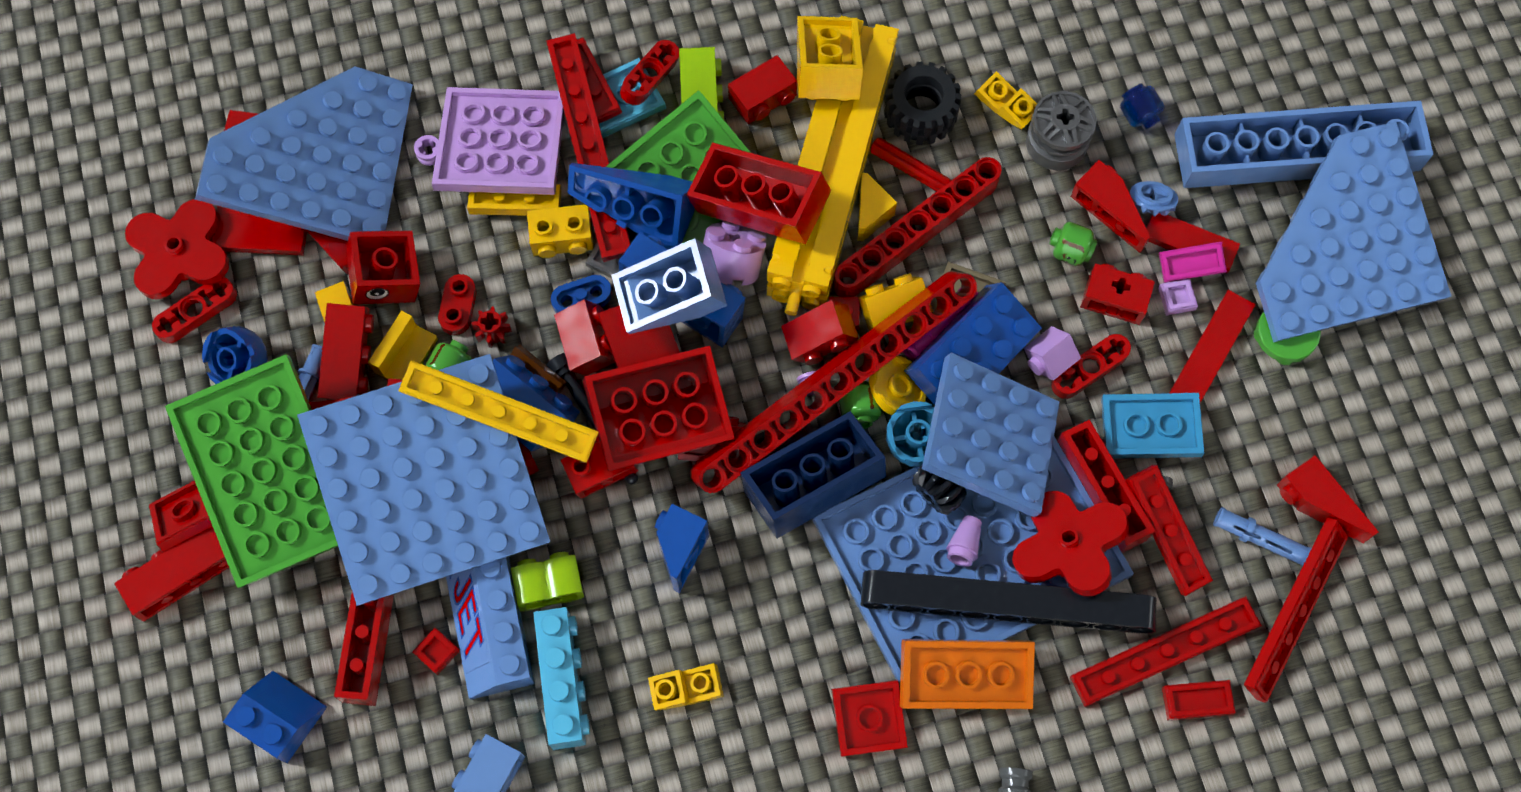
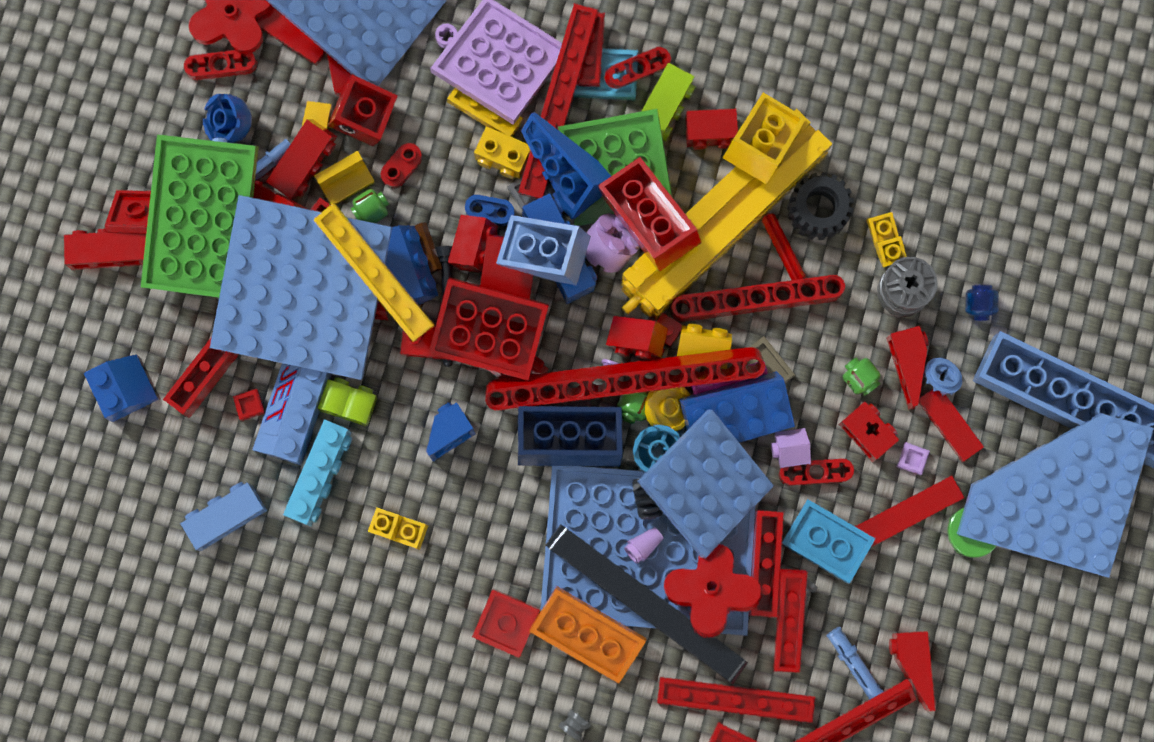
camera: 30 degrees right, 10 degrees up
(485, 322) = (413, 190): red gear -> none
(875, 207) = (735, 265): yellow slope -> none
(1192, 262) = (939, 440): dark pink tile -> none

